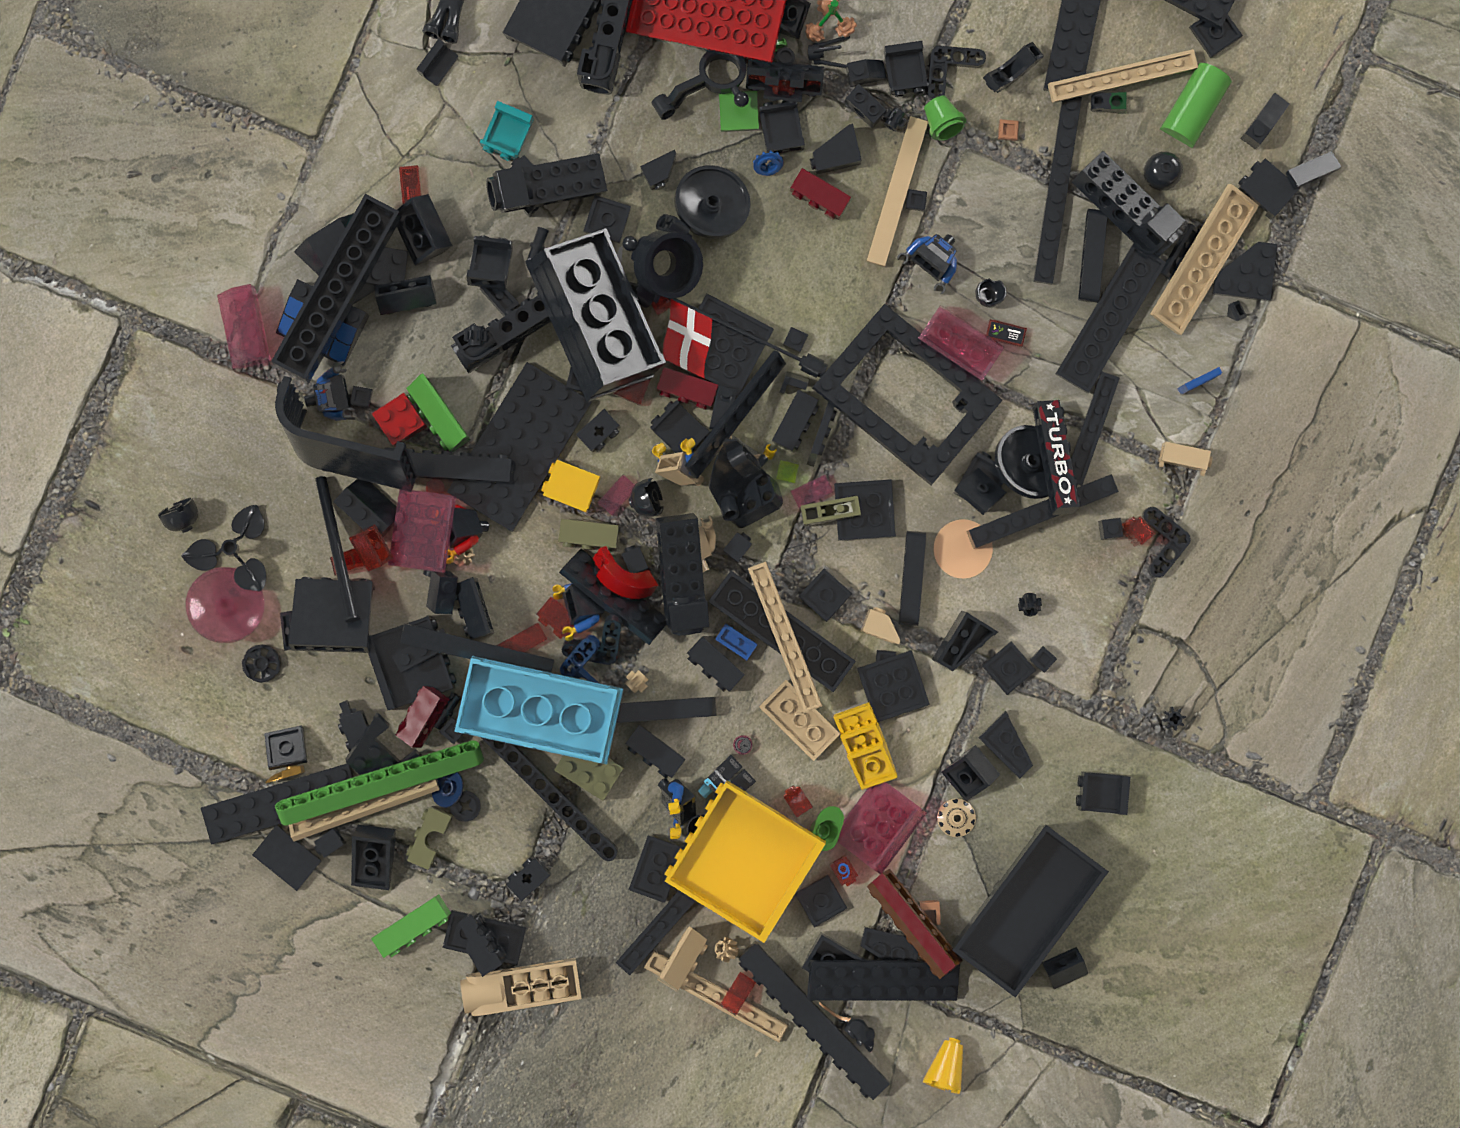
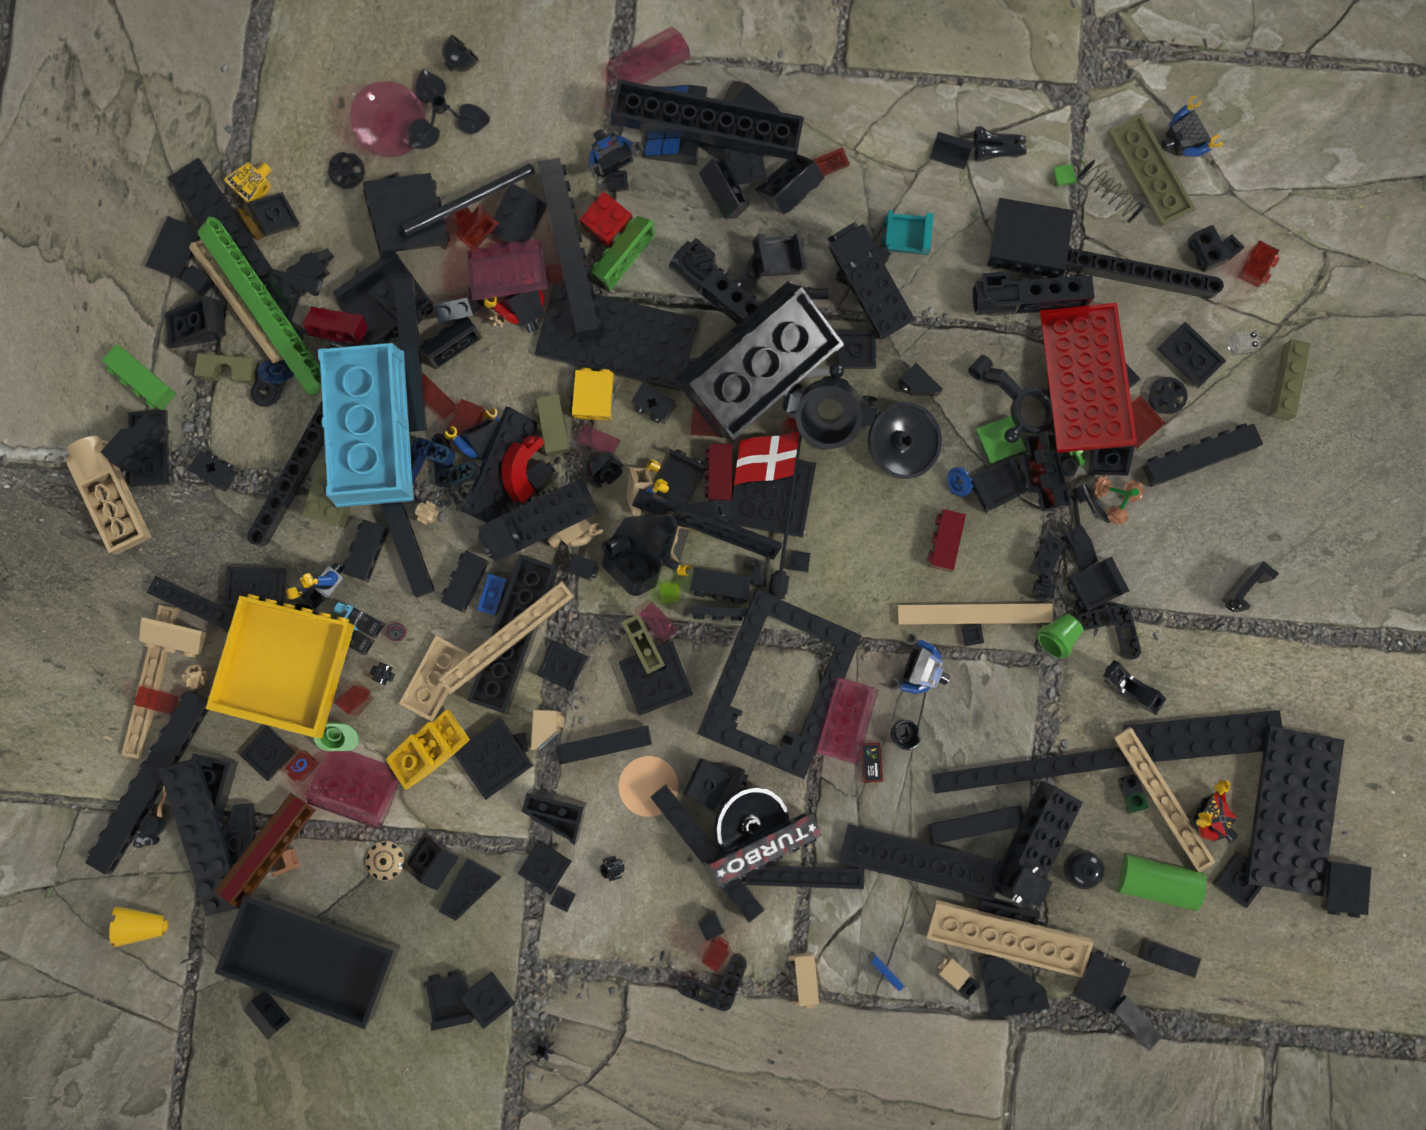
camera: 80 degrees right, 5 degrees down
(244, 762) = (250, 182): none -> yellow torso
(340, 455) = (574, 117): black panel -> none
(779, 768) = (382, 673): none -> black gear
(837, 152) = (992, 544): black slope -> none
(1008, 130) = (1071, 703): nougat tile -> none
(1114, 756) = (487, 1000): none -> black plate
(1152, 36) = (1213, 816): none -> torso
(1219, 320) = (952, 972): none -> tan brick

